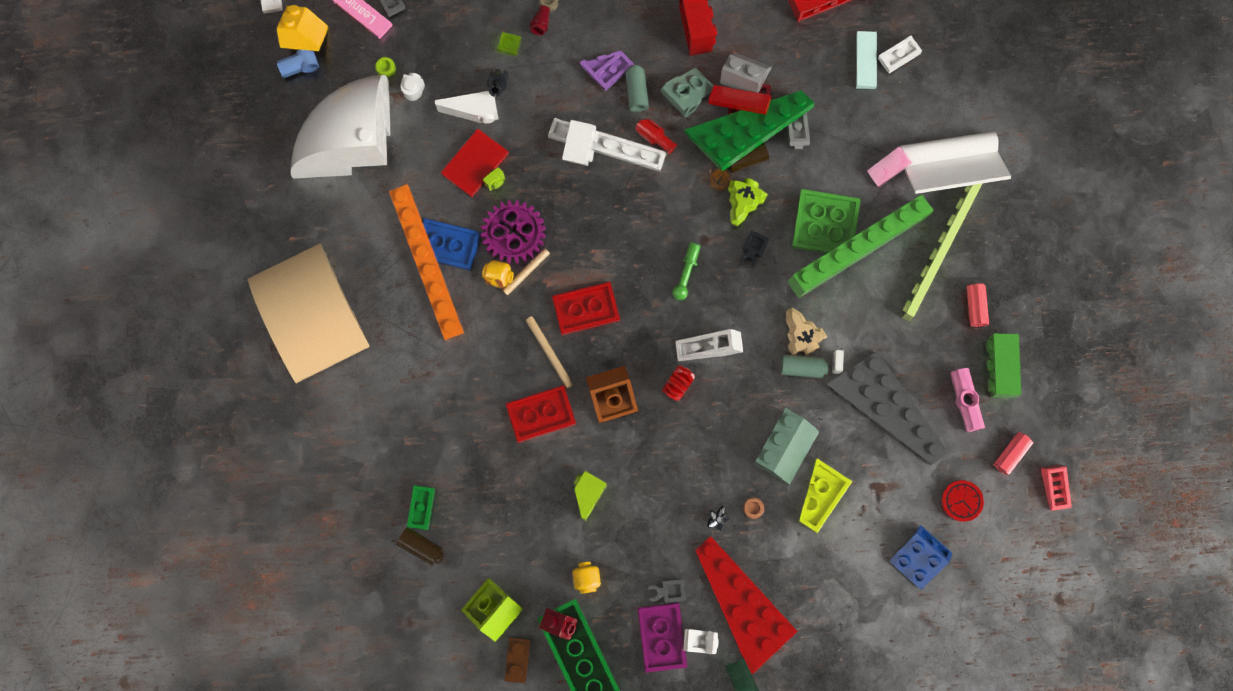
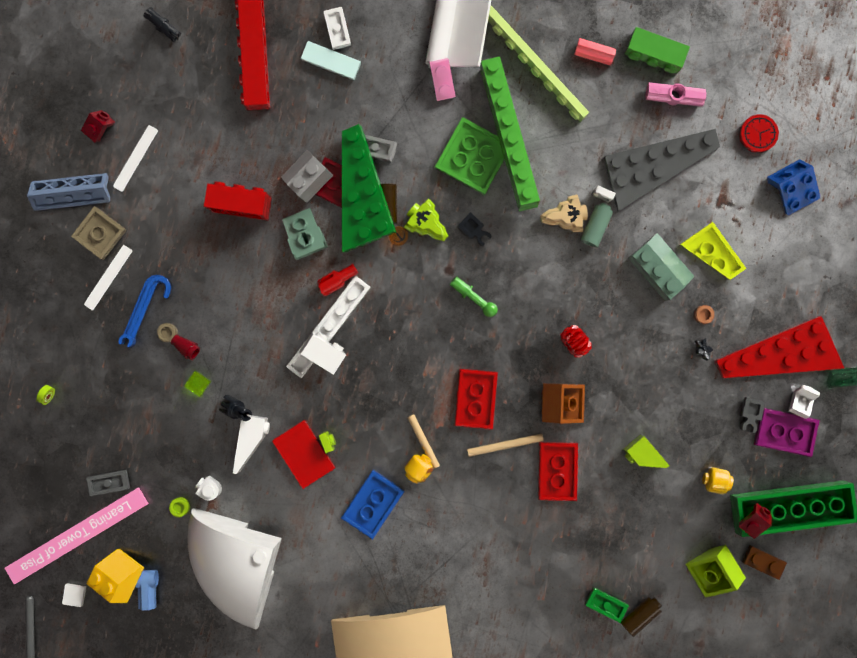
camera: 75 degrees left, 10 degrees up
(426, 262) = (384, 529): orange plate -> none
(502, 244) = (393, 455): magenta gear -> none
(607, 68) = (255, 300): medium lavender wing -> none
(637, 89) = (285, 280): sand green brick -> none
(710, 345) = (550, 301): white slope -> none
(739, 99) = (331, 190): red tile -> none
(1013, 453) = (734, 74): coral axle -> none
(1049, 487) = (761, 48): coral slope -> none

